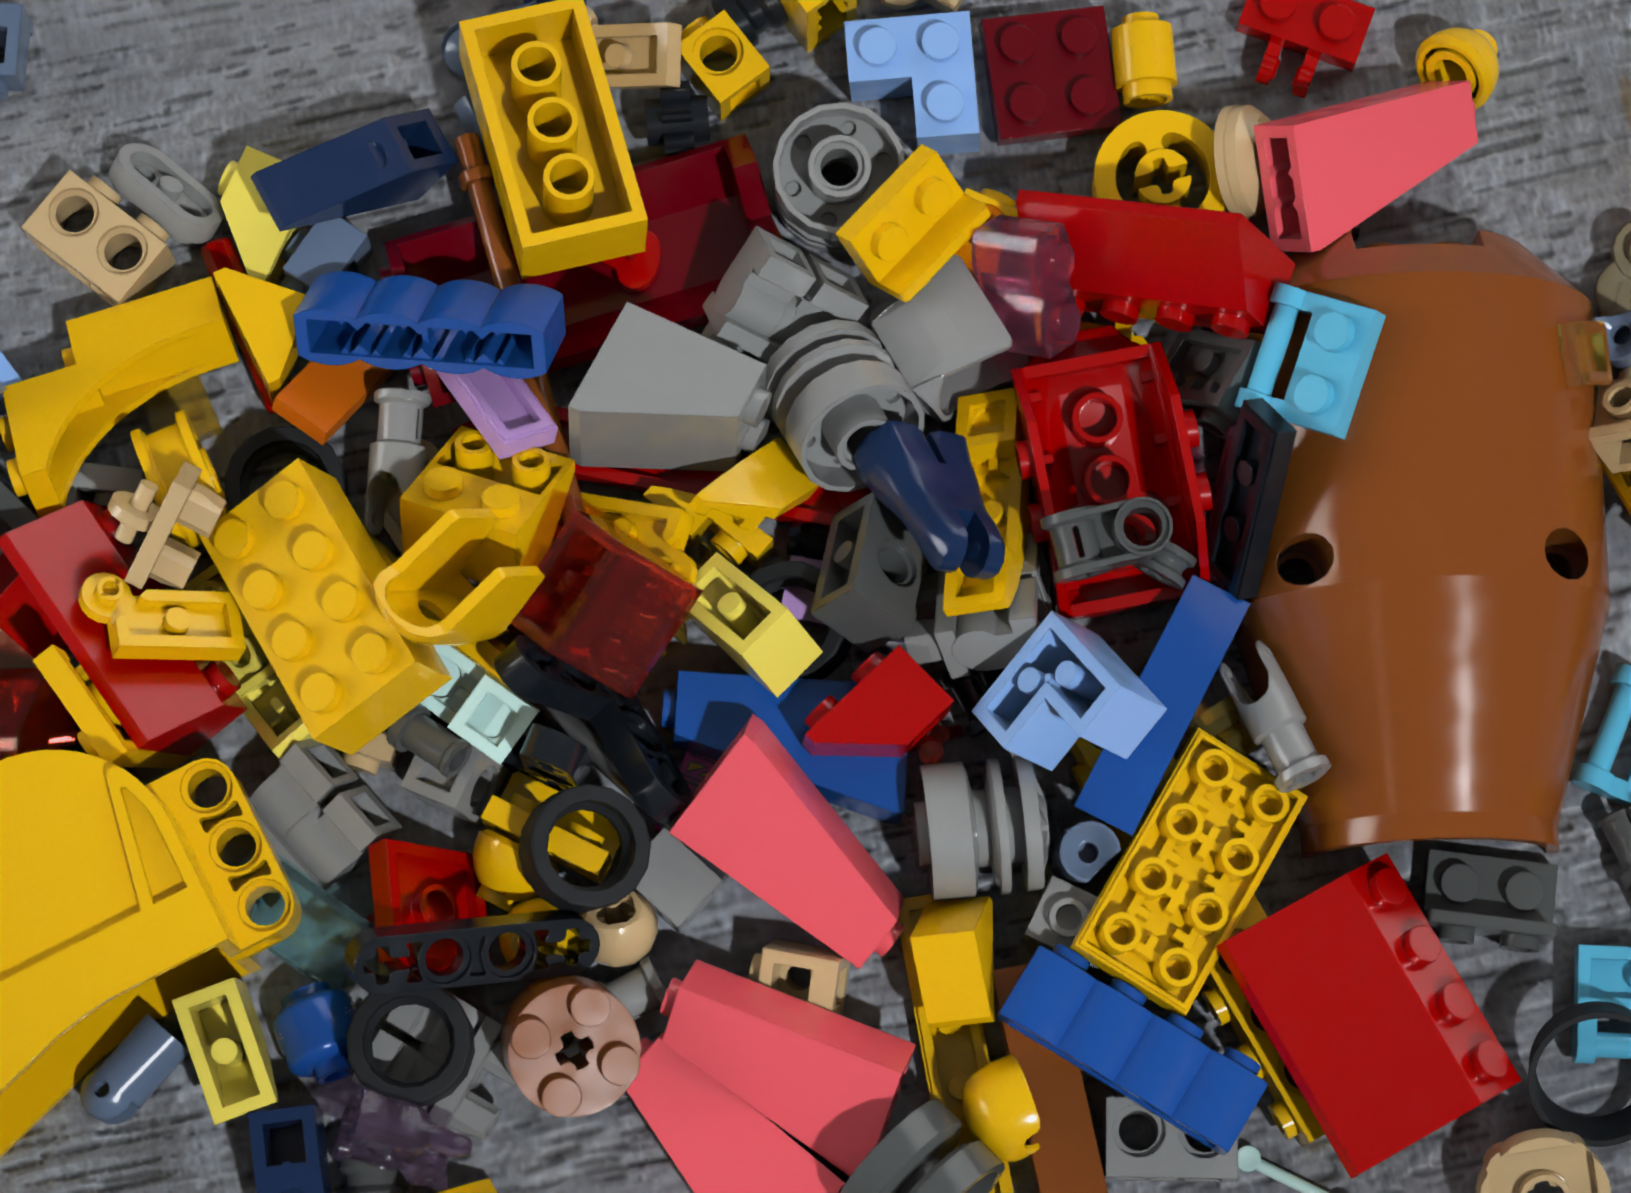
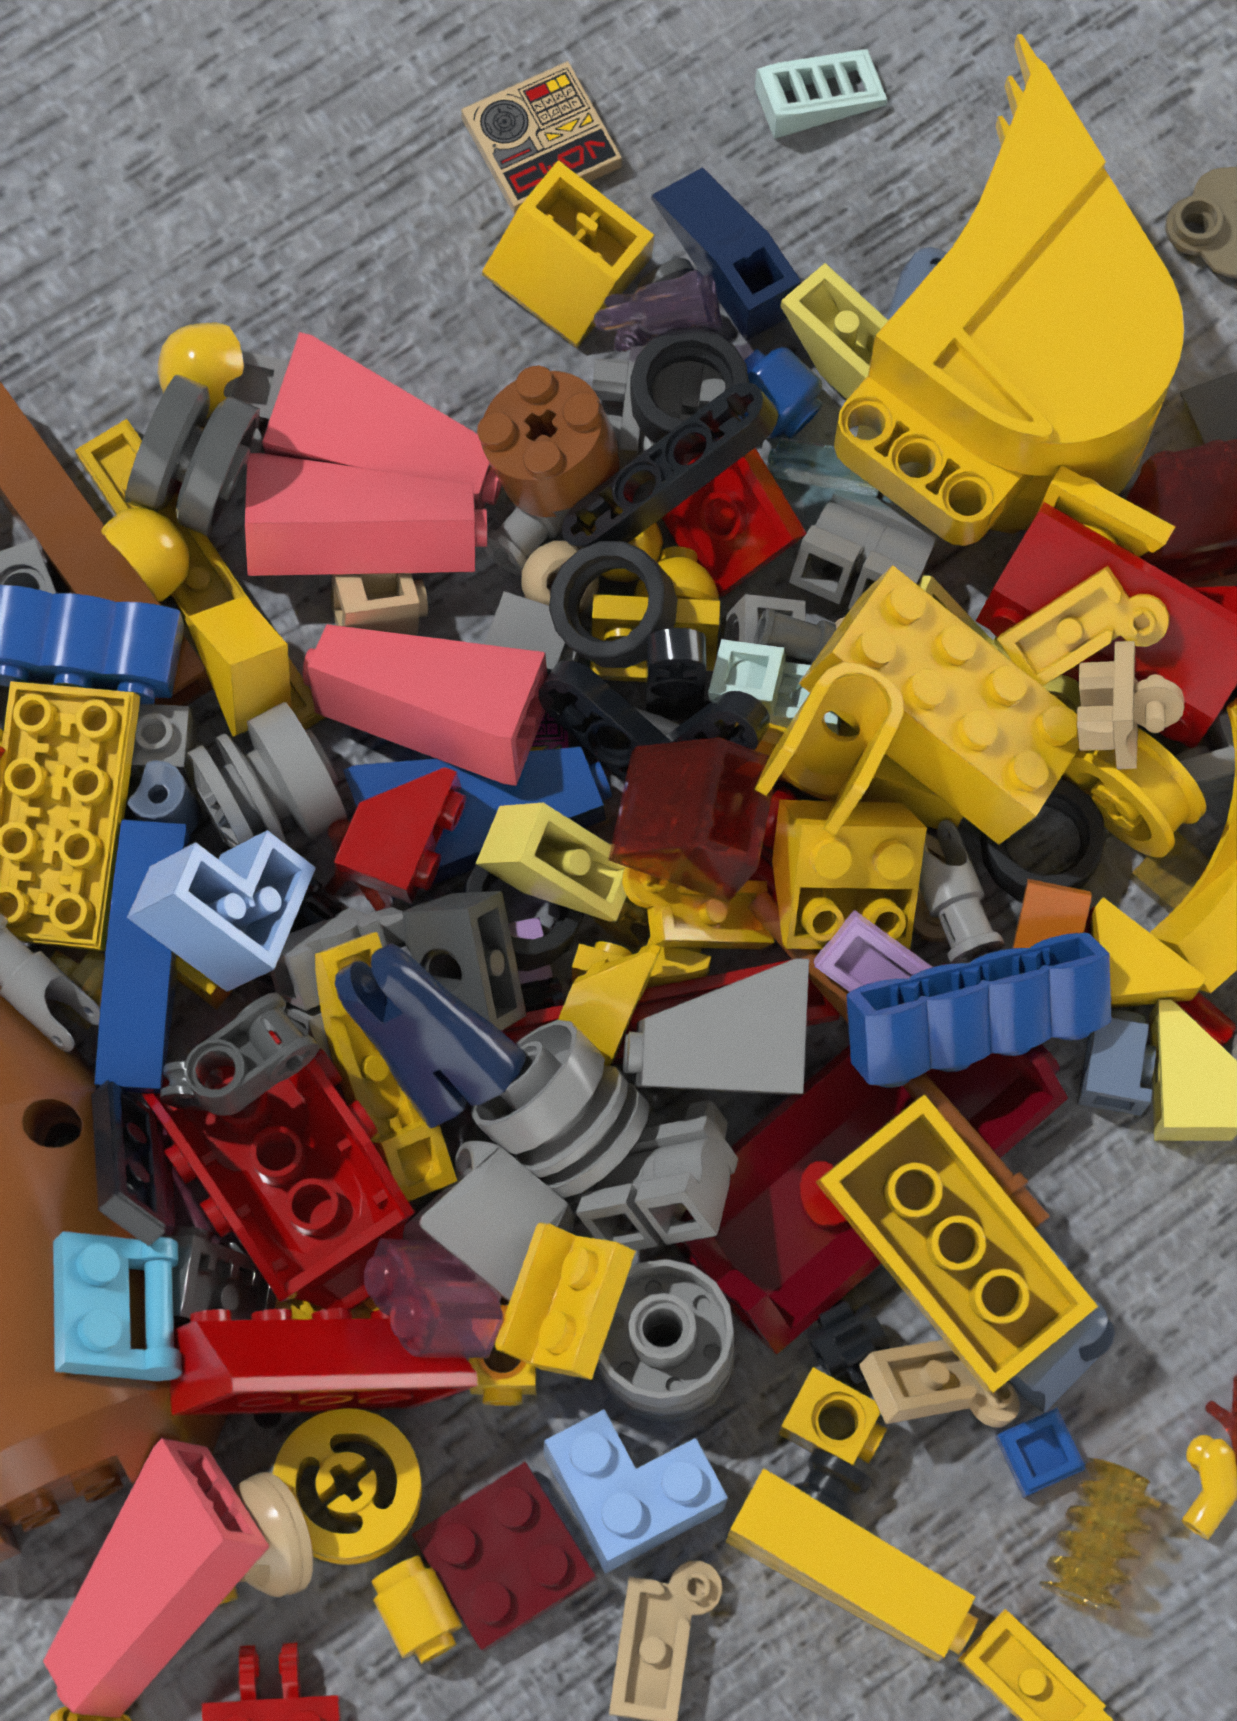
camera: 155 degrees right, 5 degrees down
(357, 172) = (1127, 1135): dark blue slope -> none

